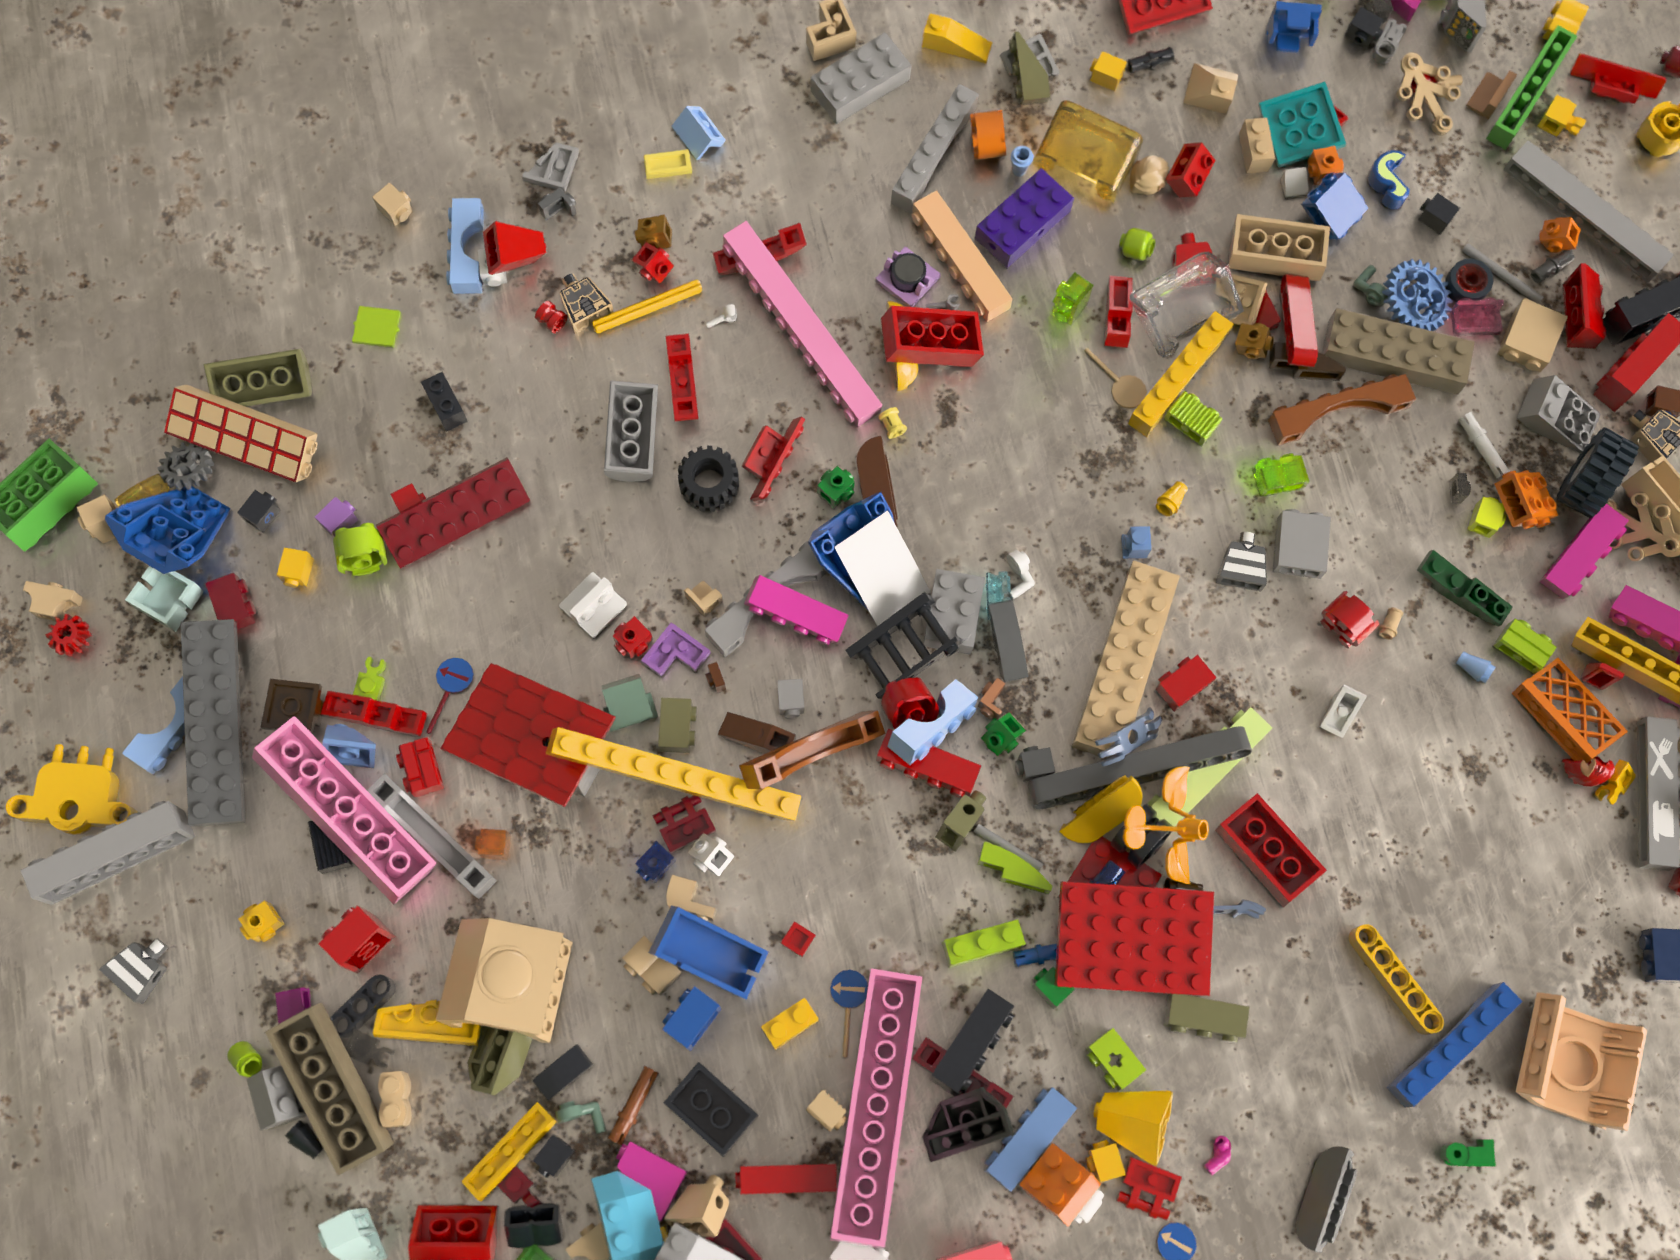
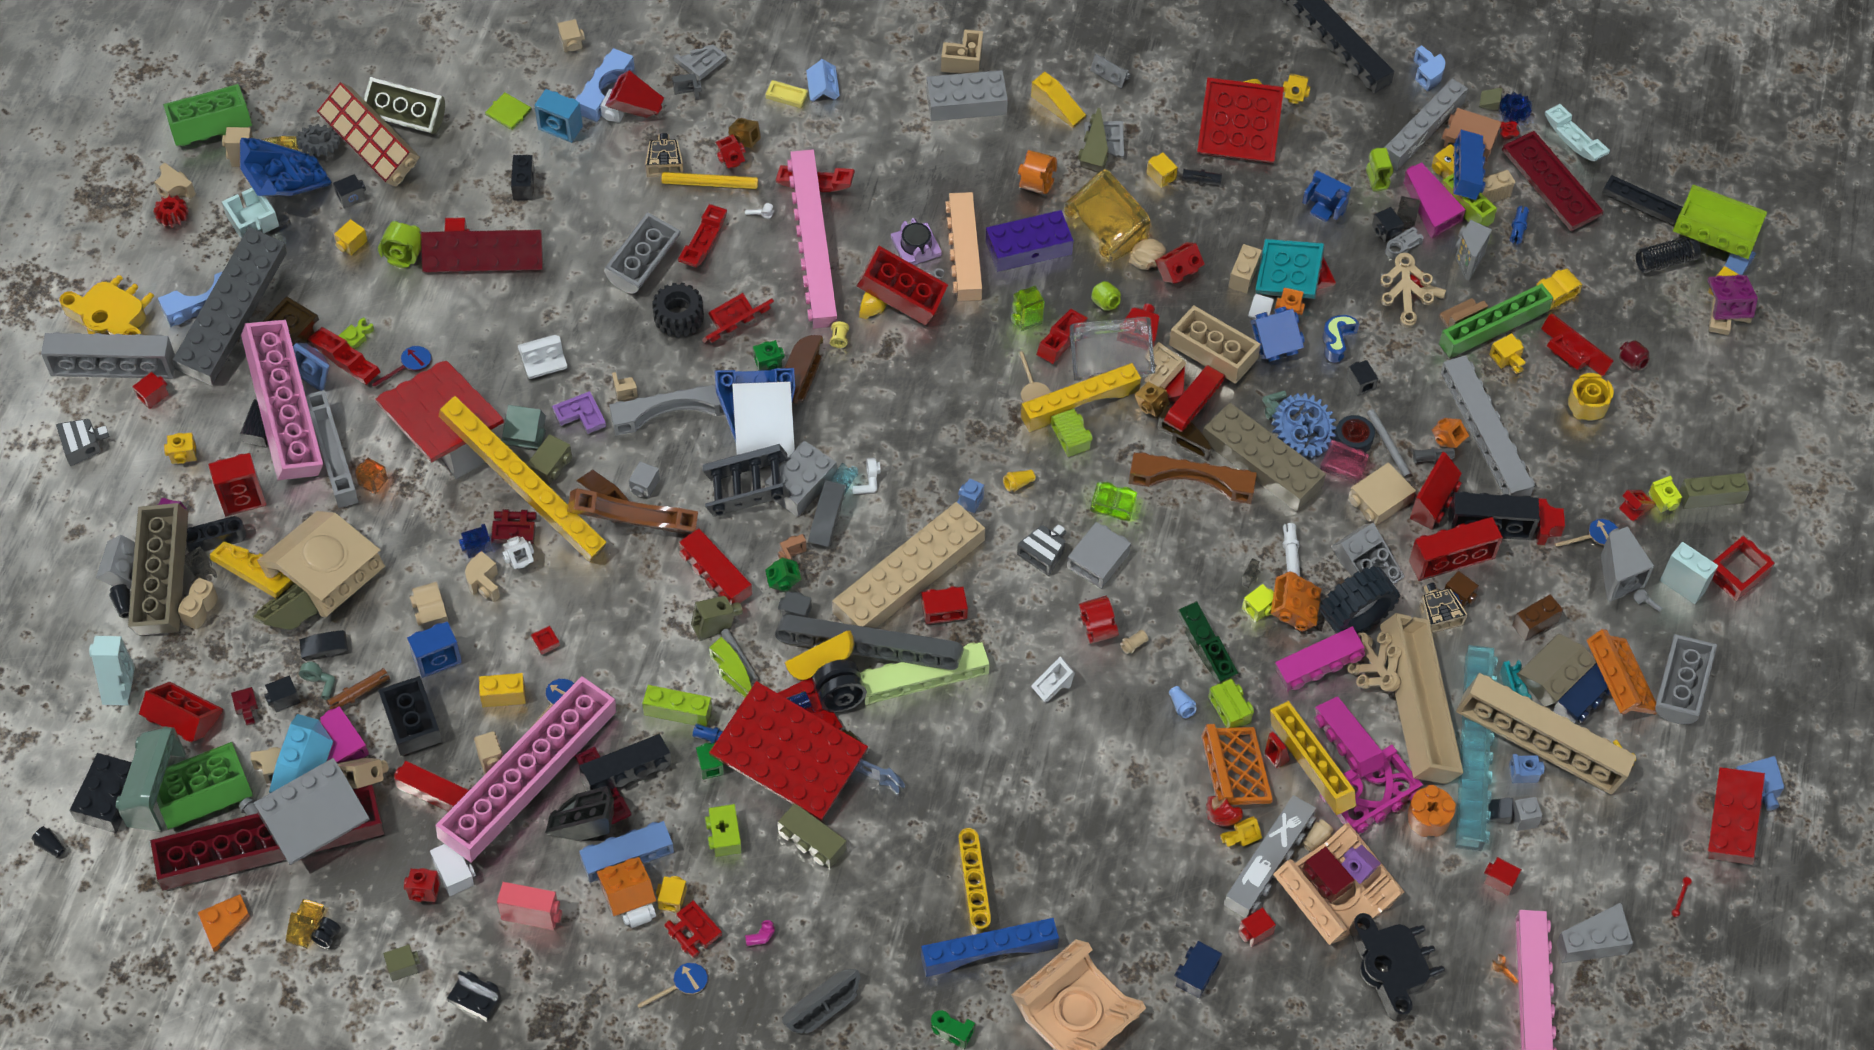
camera: 30 degrees right, 15 degrees down
(181, 866) = (150, 390): none -> red brick
(230, 600) = (295, 235): dark red brick -> none
(244, 1059) = (114, 521): lime brick -> none
(336, 516) = (399, 213): medium lavender brick -> none
(420, 767) = (353, 403): red brick -> none
(441, 308) = (558, 115): none -> dark azure brick
(508, 1151) = (253, 676): yellow plate -> none
(532, 1226) = (238, 728): black brick -> none
(551, 317) = (634, 155): red wheel -> none
(632, 638) = (554, 388): red brick -> none
(708, 951) = (473, 609): blue piece -> none
(715, 677) = (598, 442): reddish brown plate -> none
(796, 610) = (683, 421): dark pink brick -> none
(910, 700) = (722, 510): red brick -> none
(914, 738) = (710, 539): light blue arch -> none
(923, 163) = (970, 173): light grey arch -> none
(1021, 159) = (1051, 199): light blue cone -> none
(1122, 745) = (864, 616): sand blue piece -> none
(1136, 1120) = (713, 878): yellow slope -> none
(1189, 828) = (883, 666): light orange plant -> none
(1210, 88) = (1237, 217): tan slope -> none
(1270, 850) = (934, 747): red brick -> none

